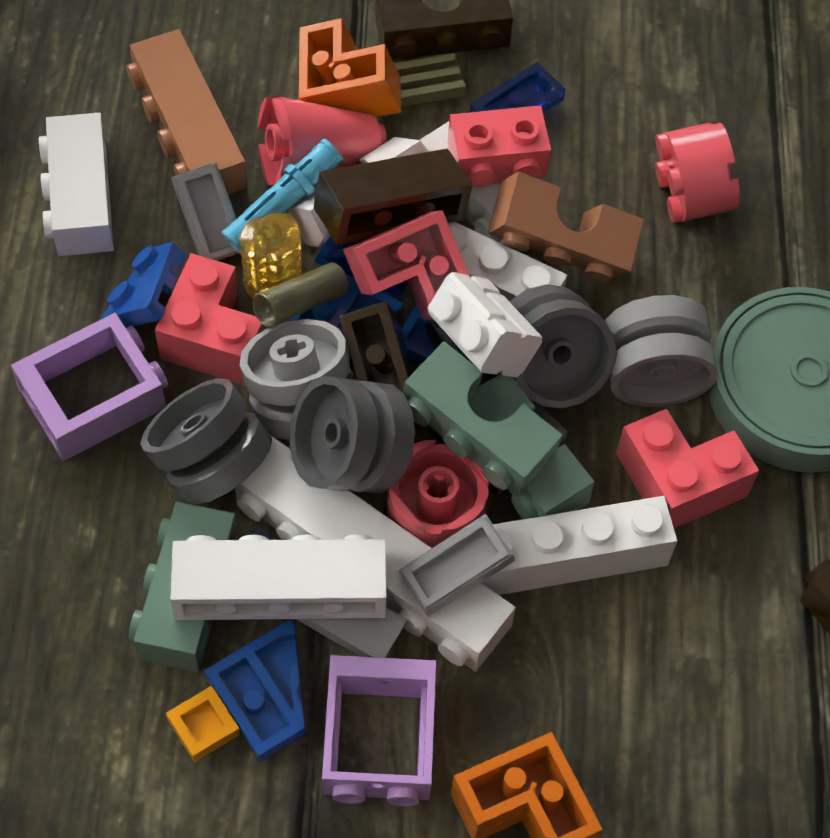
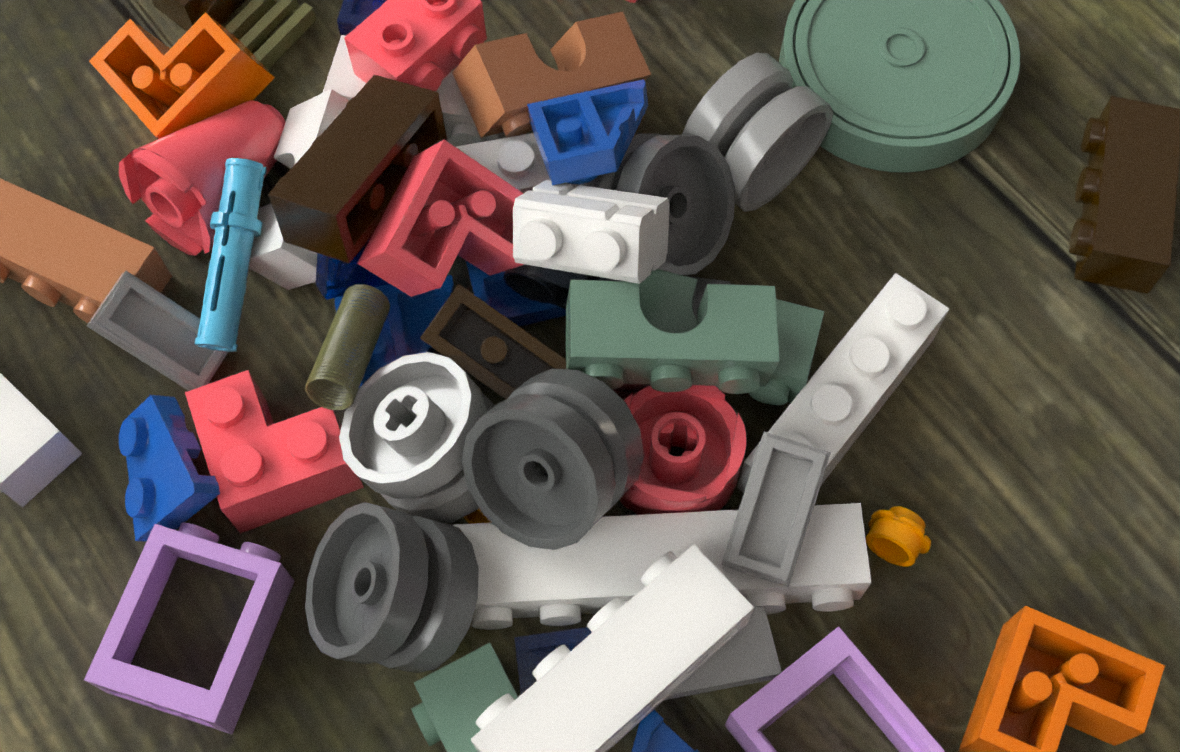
camera: 35 degrees left, 5 degrees up
(270, 252) = (276, 328): clear yellow piece -> none
(529, 651) = (897, 536): none -> light orange plate
(542, 269) = (587, 130): none -> blue wing
(689, 478) = (864, 244): coral brick -> none

